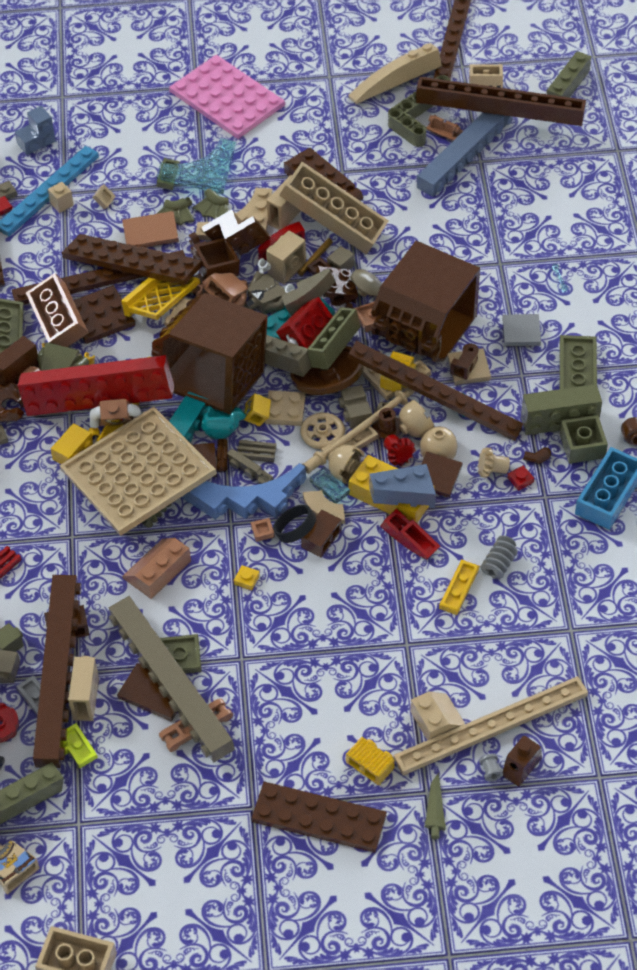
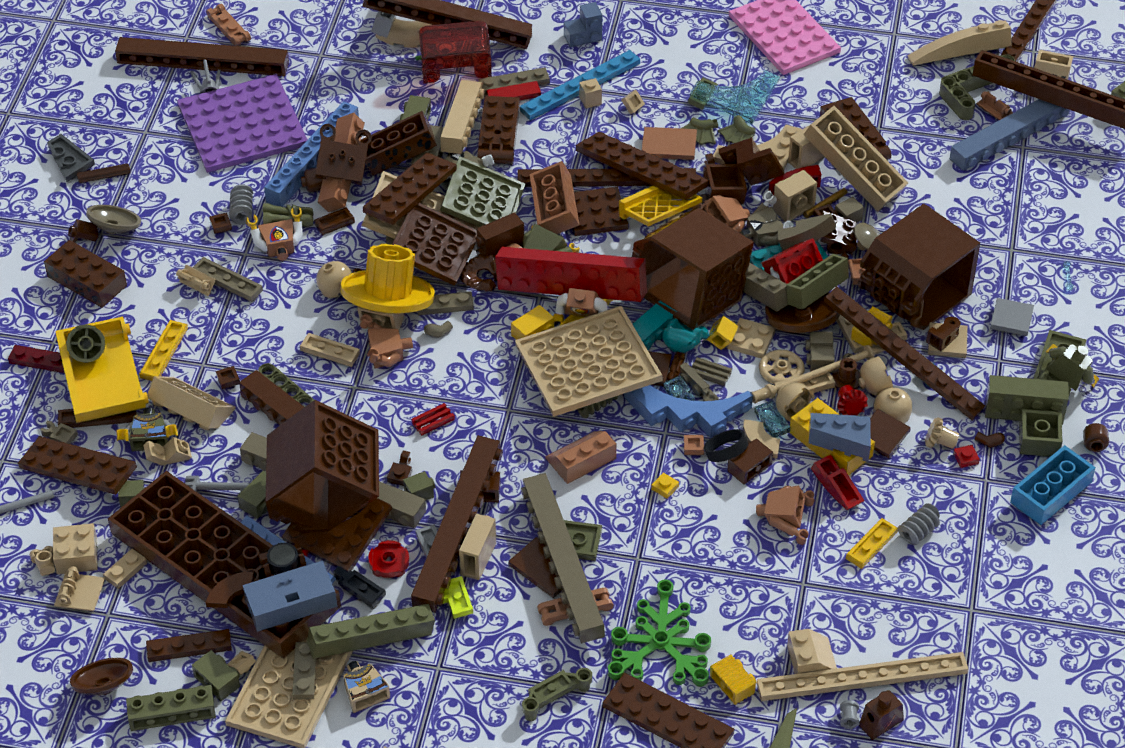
camera: 15 degrees right, 5 degrees down
(199, 816) = (554, 688): none -> olive plate
(231, 476) = (678, 388): none -> clear light blue plate
(285, 716) = (653, 641): none -> bright green plant
(369, 575) = (785, 510): none -> nougat torso
(592, 365) = (1072, 365): none -> olive torso

